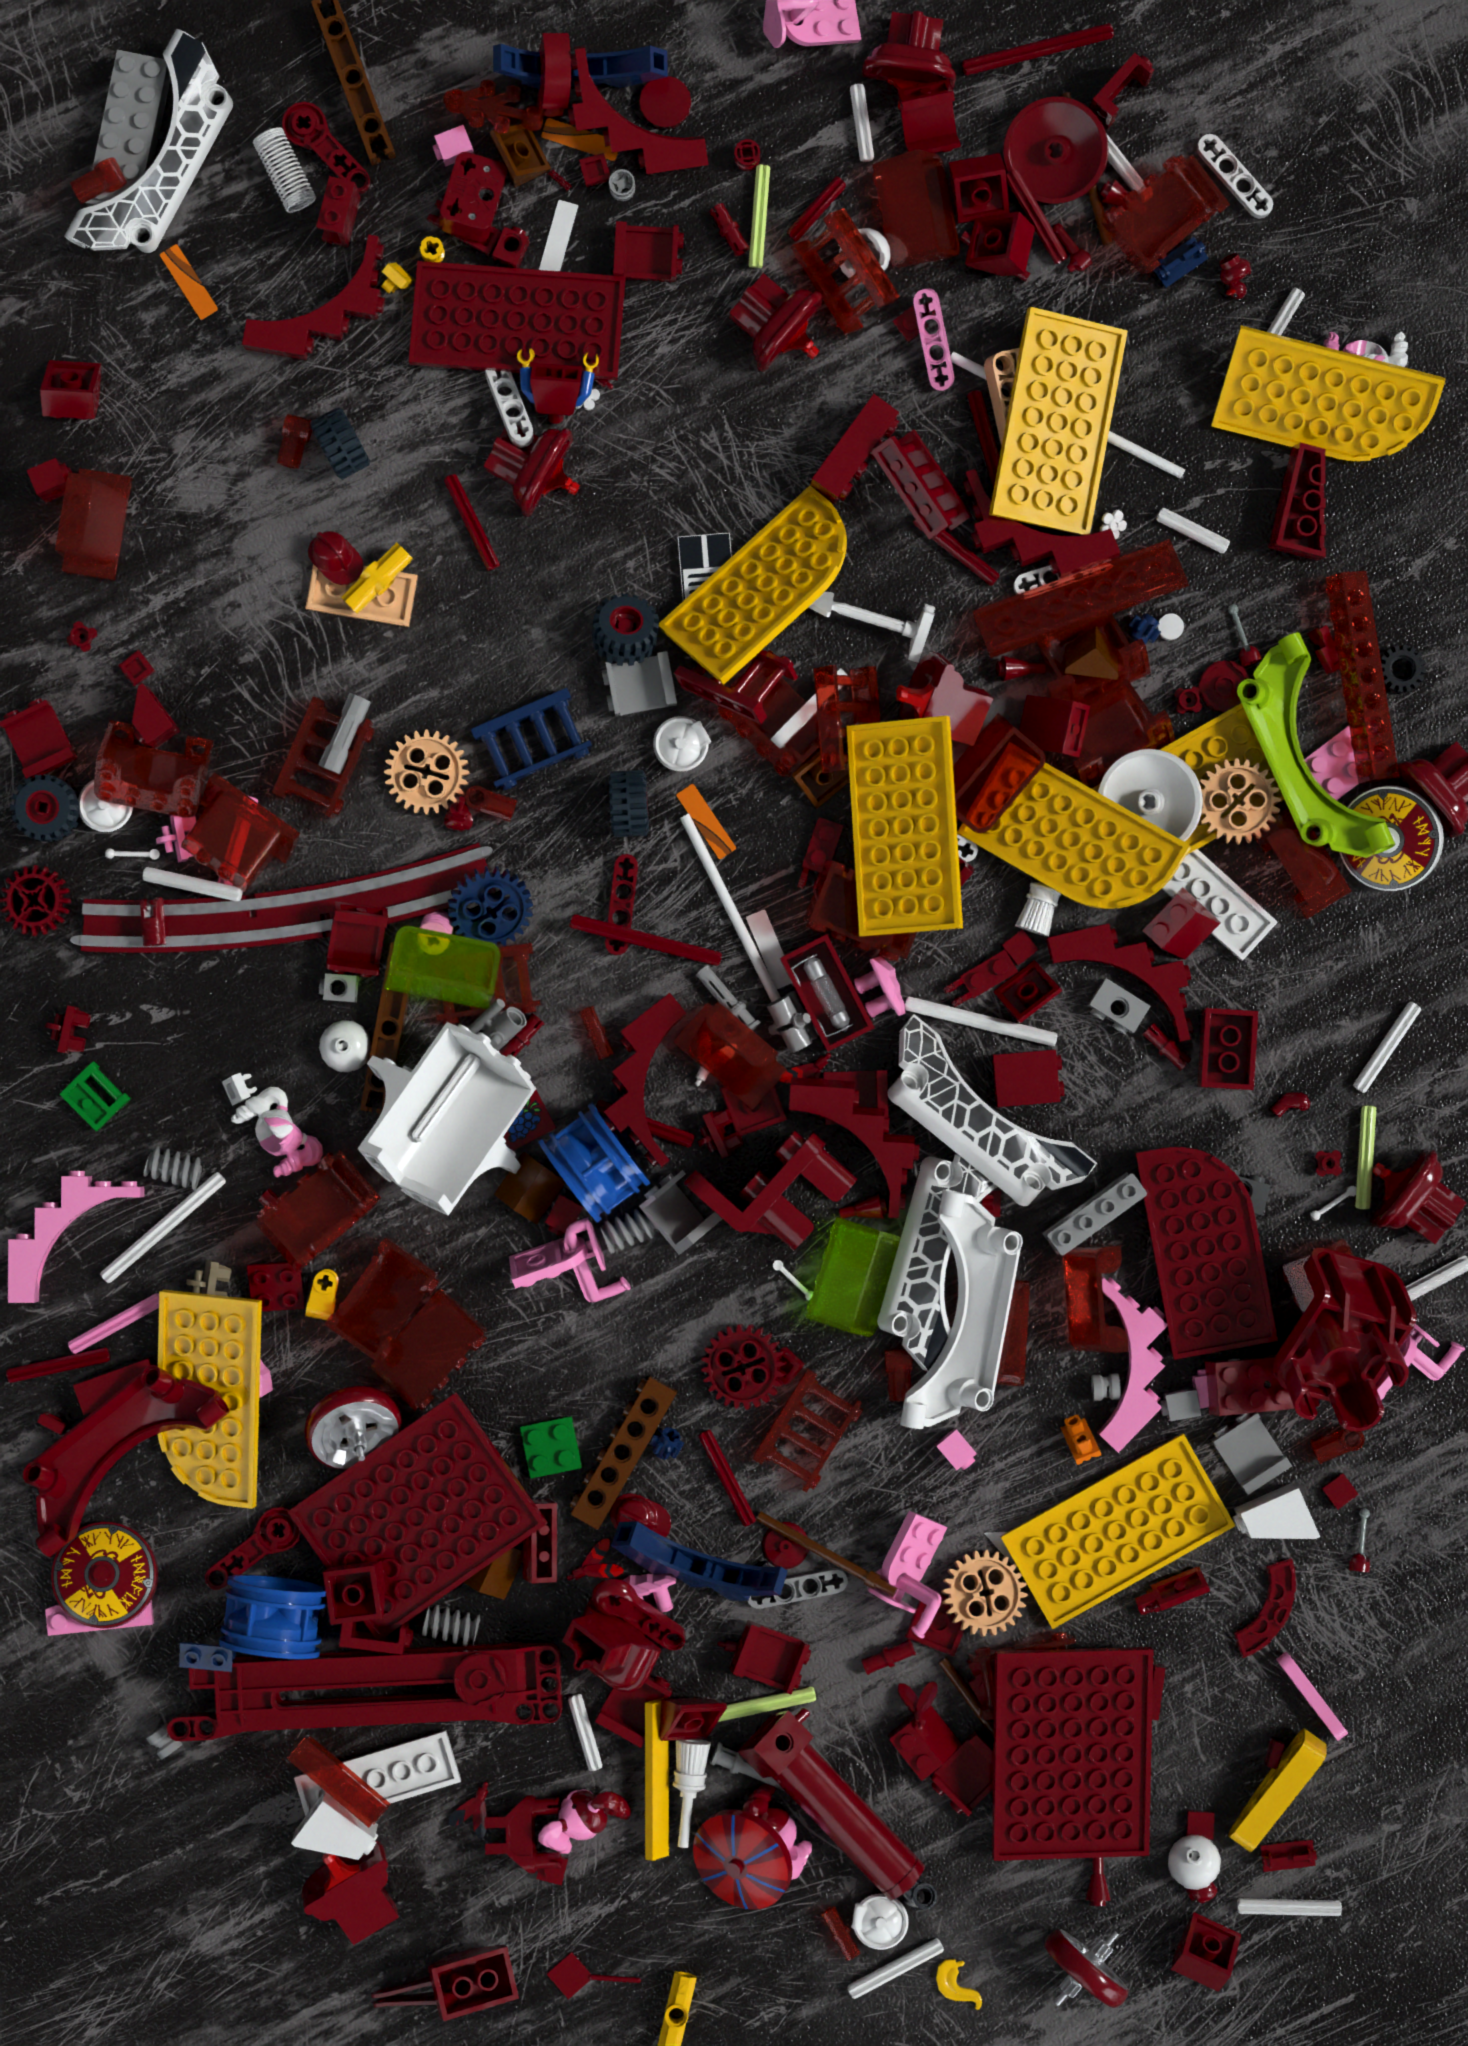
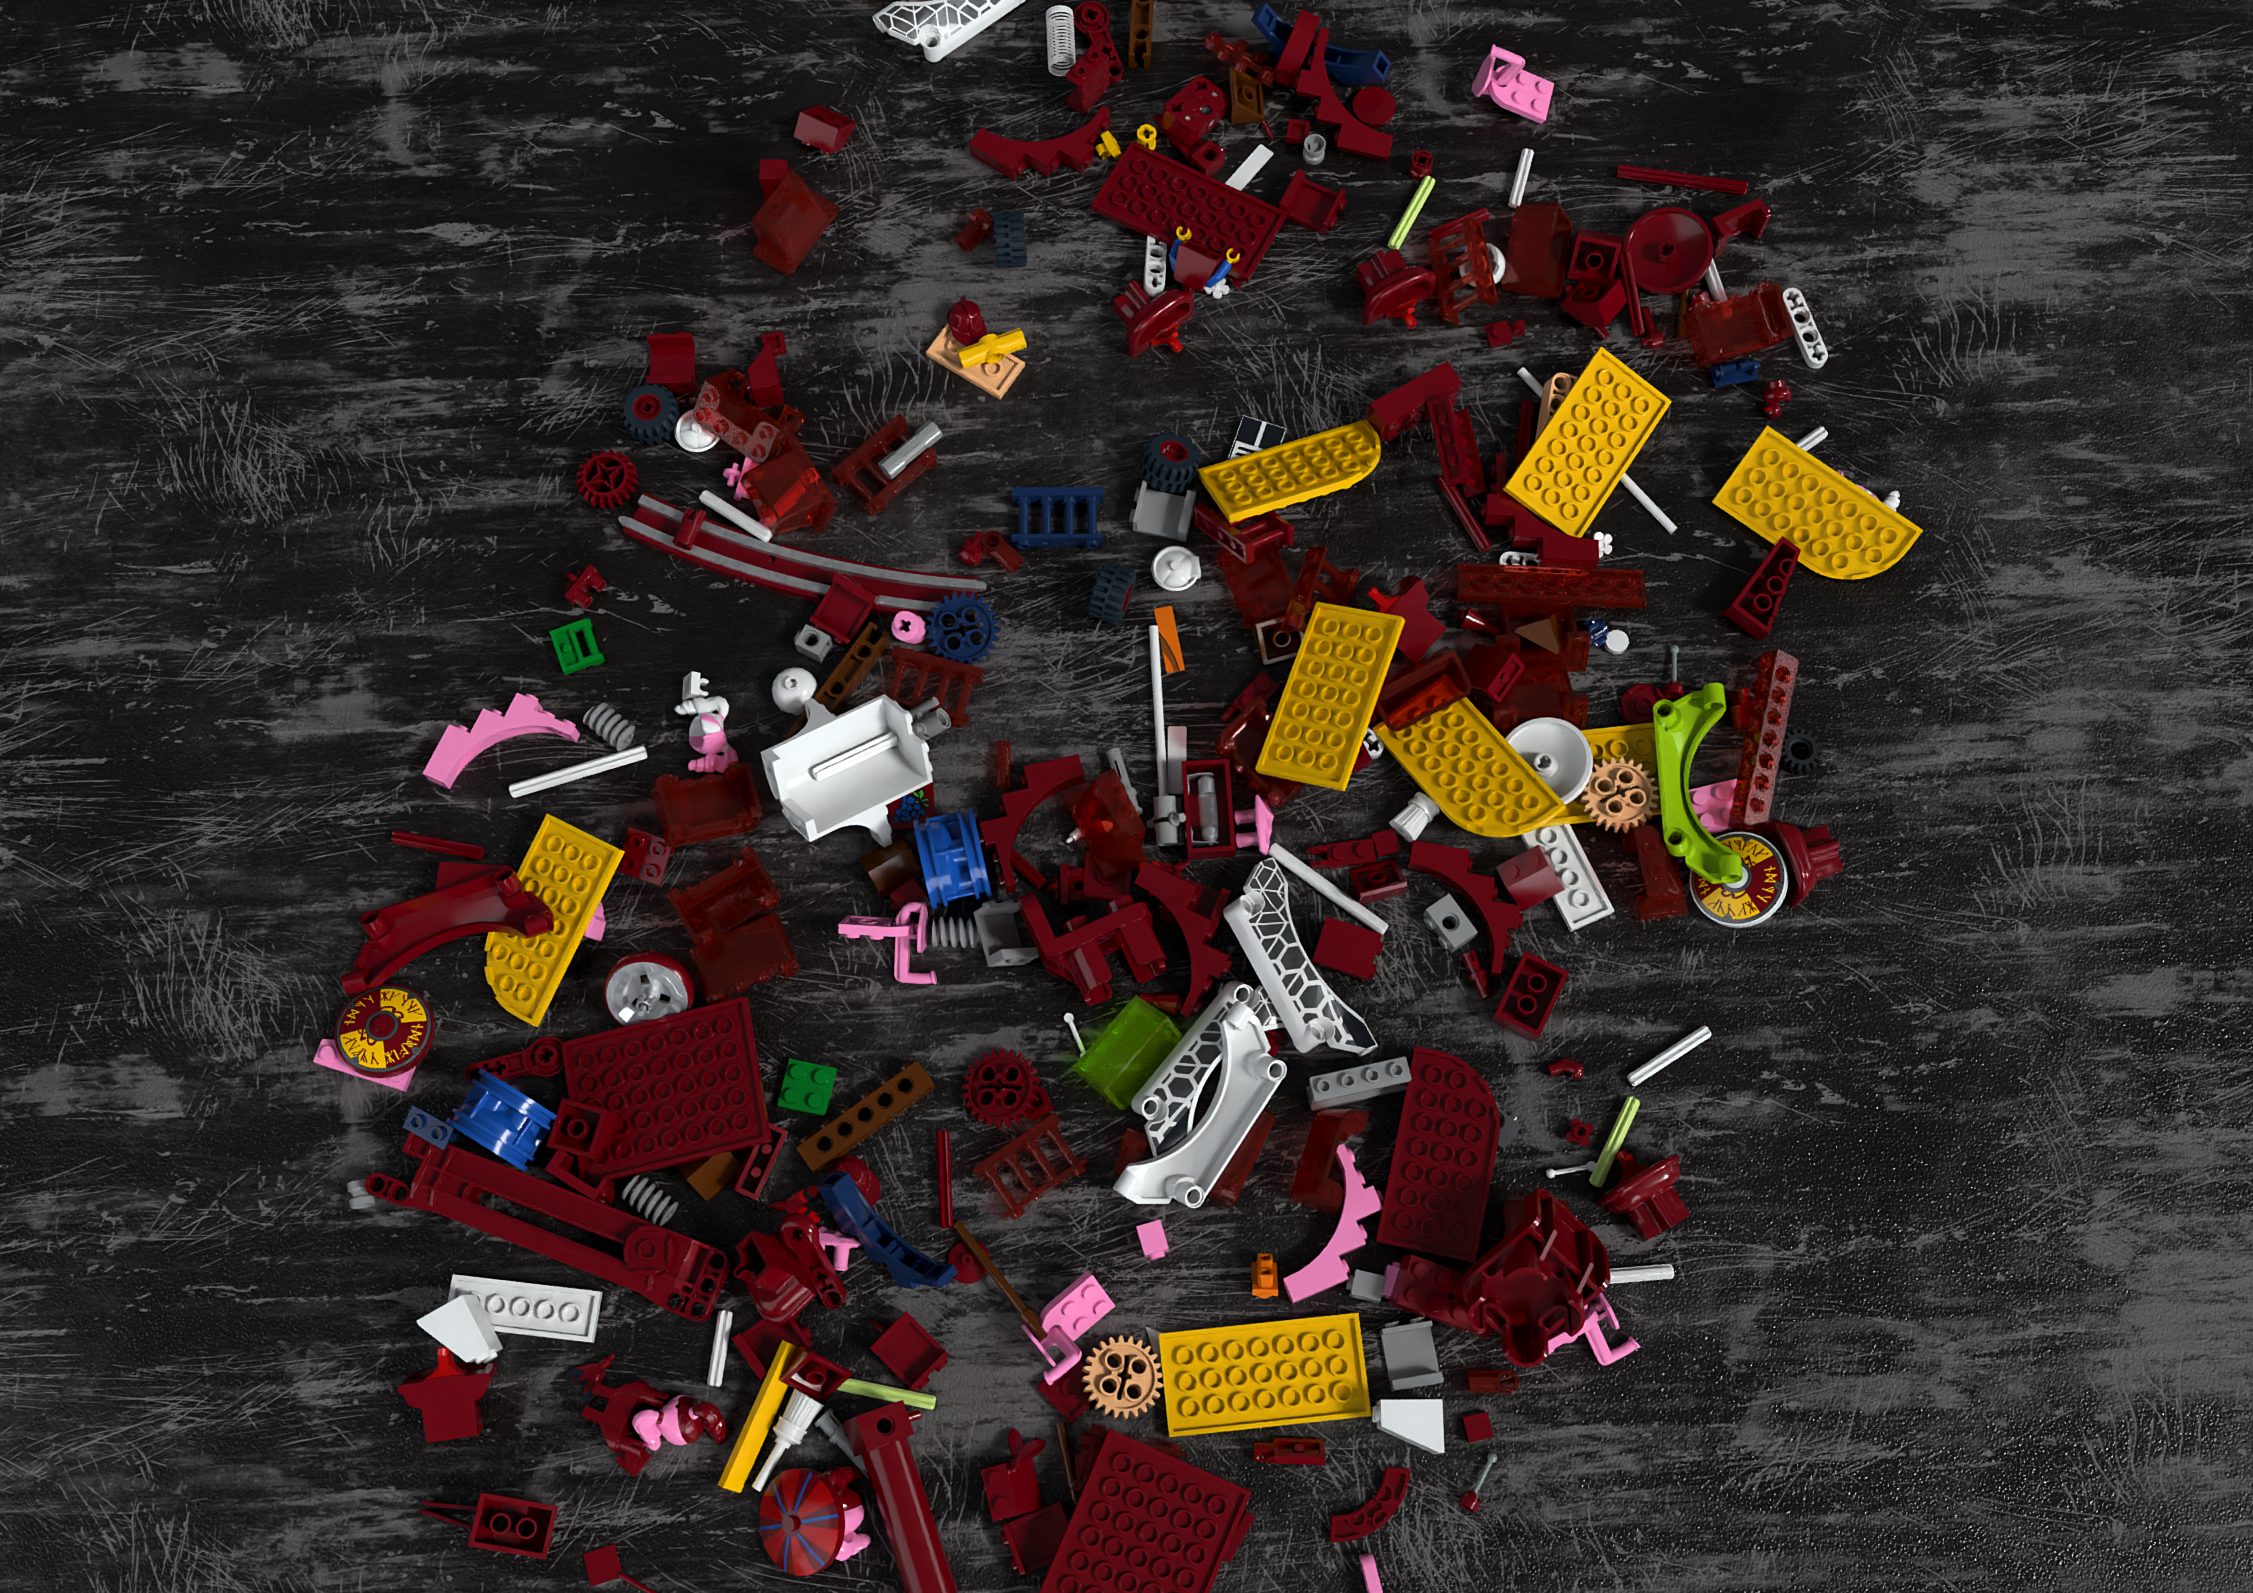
camera: 30 degrees right, 15 degrees down
(53, 1422) = (407, 885): dark red tile -> none
(74, 637) = (741, 299): dark red plate -> none
(114, 1324) = (497, 831): bright pink axle -> none
(154, 853) = (717, 484): white hinge -> none
(188, 282) = (951, 93): orange sticker -> none
(212, 1273) = (601, 823): dark tan hips -> none
(322, 1300) = (678, 877): yellow piece -> none
(339, 1781) = (486, 1288): clear red fence -> none
(433, 750) = (948, 522): light nougat gear -> none
(443, 967) = (900, 650): clear neon green windscreen -> none
(451, 144) = (1196, 67): bright pink brick -> none
(471, 522) = (1085, 342): dark red axle -> none
(523, 1037) = (944, 741): dark red pin -> none
(580, 140) = (1294, 107): orange sticker -> none
(622, 904) = (1071, 674): dark red beam -> none
(645, 940) = (1077, 706): dark red axle -> none
(666, 1443) = (905, 1125): dark blue gear -> none
(729, 229) = (1383, 212): dark red pin -> none
(799, 1594) = (960, 1304): light grey beam -> none
(804, 714) = (1282, 586): white beam -> none
(888, 1657) = (1013, 1398): dark red pin -> none
(910, 53) = (1579, 144): dark red piece -> none
(916, 631) = (1405, 558): white piece -> none
(929, 117) = (1577, 187): dark red panel -> none
(929, 340) = (1512, 349): bright pink beam -> none
(1105, 1387) = (1301, 1238): light grey wheel -> none
(1193, 530) = (1665, 575): white axle -> none
(1193, 694) = (1610, 698): dark red plate -> none

